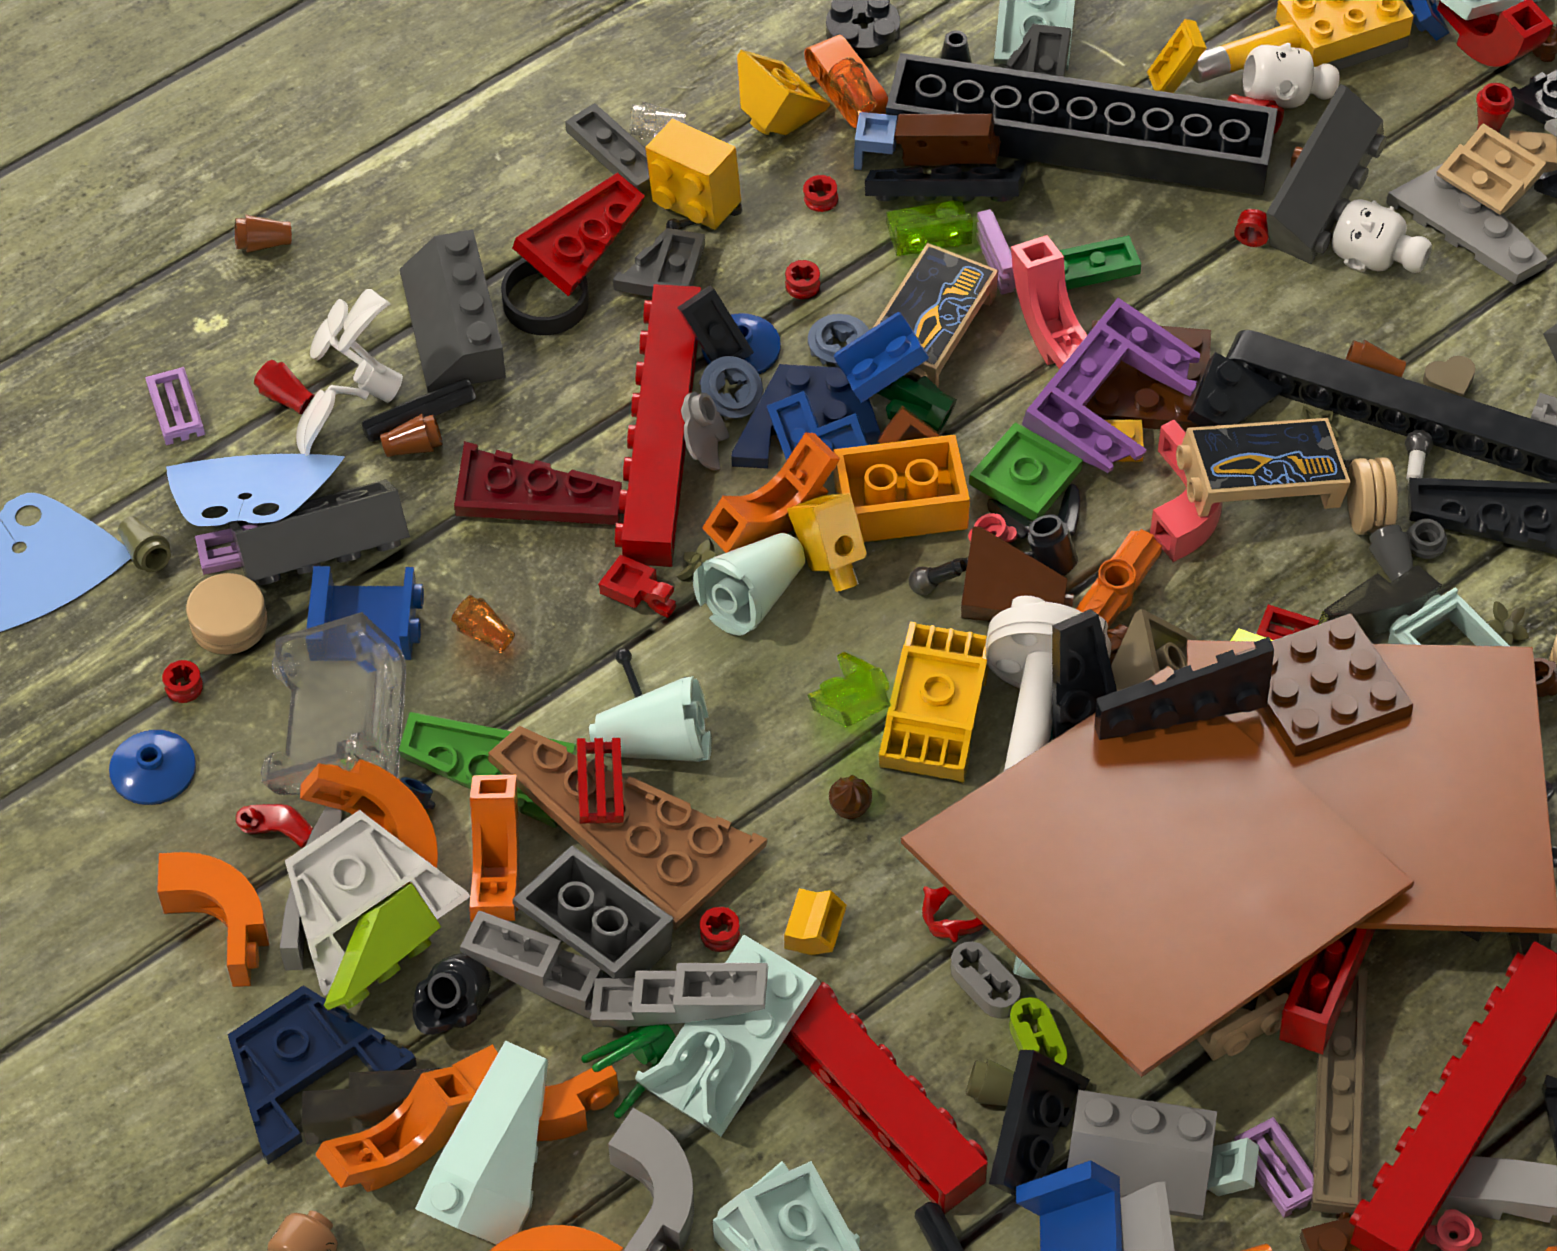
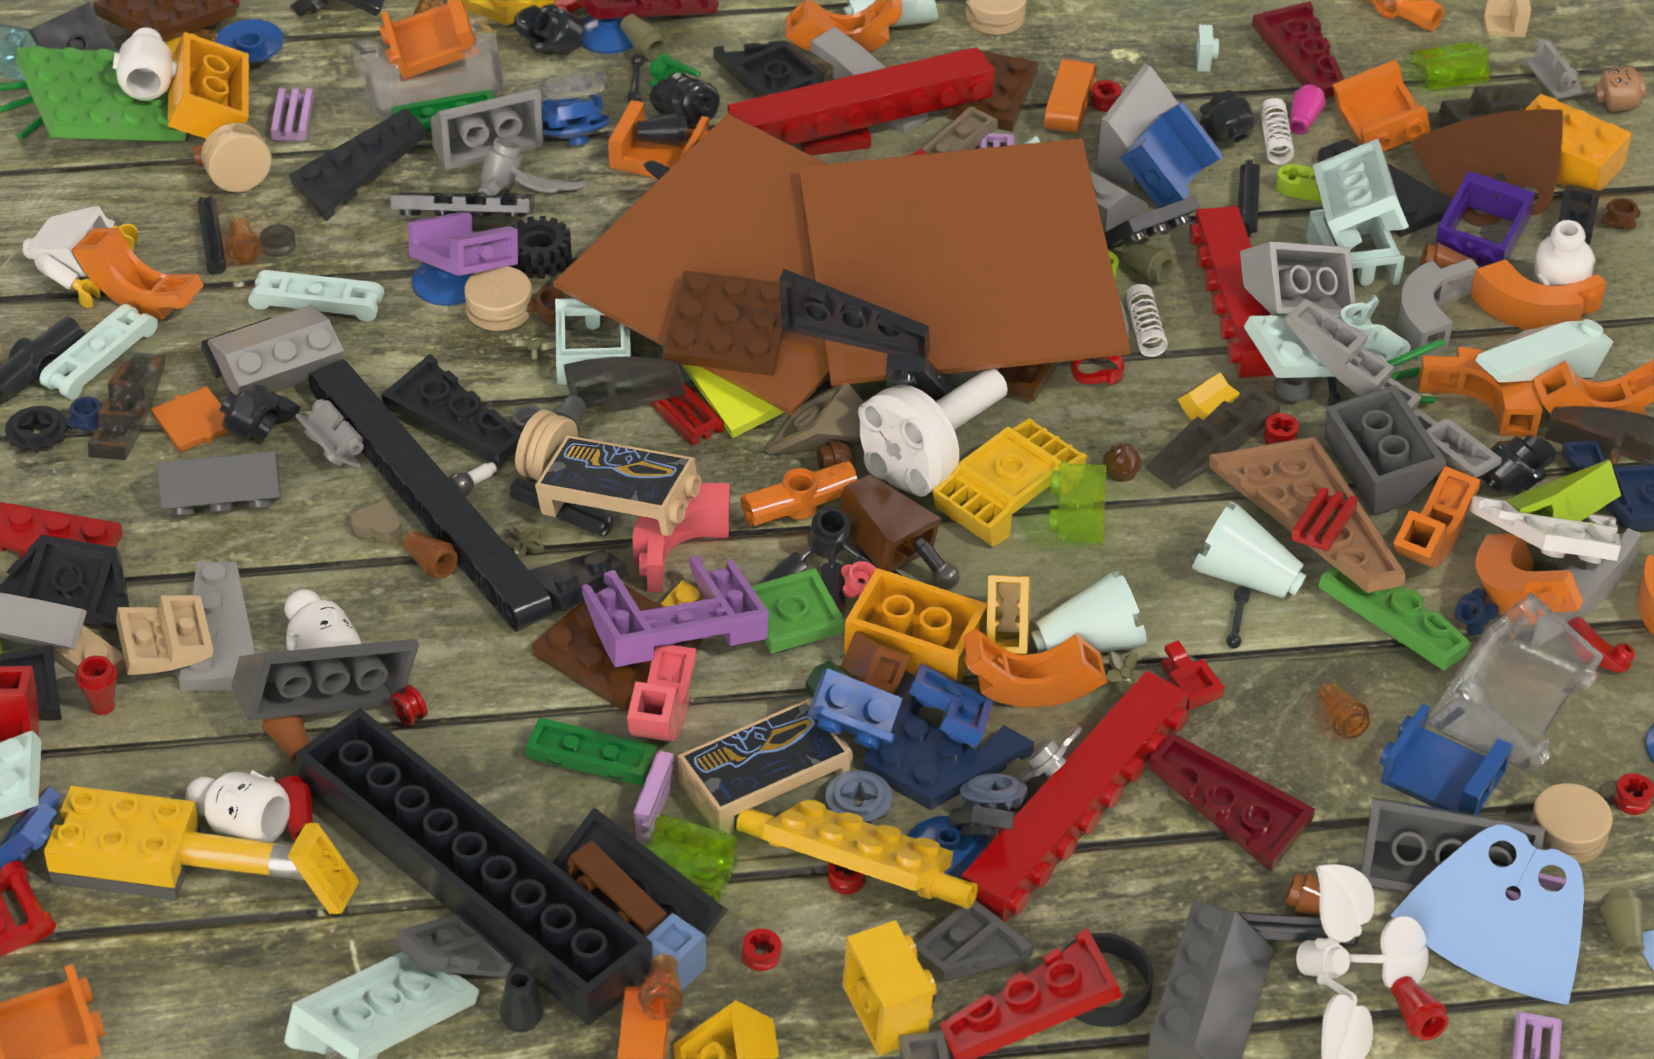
camera: 150 degrees left, 10 degrees down
(780, 872) = (1219, 432): none -> clear smoke slope
(798, 275) = (863, 848): none -> yellow plate
(801, 1090) = (1288, 273): none -> light grey slope
(921, 968) = (1142, 337): none -> white piece

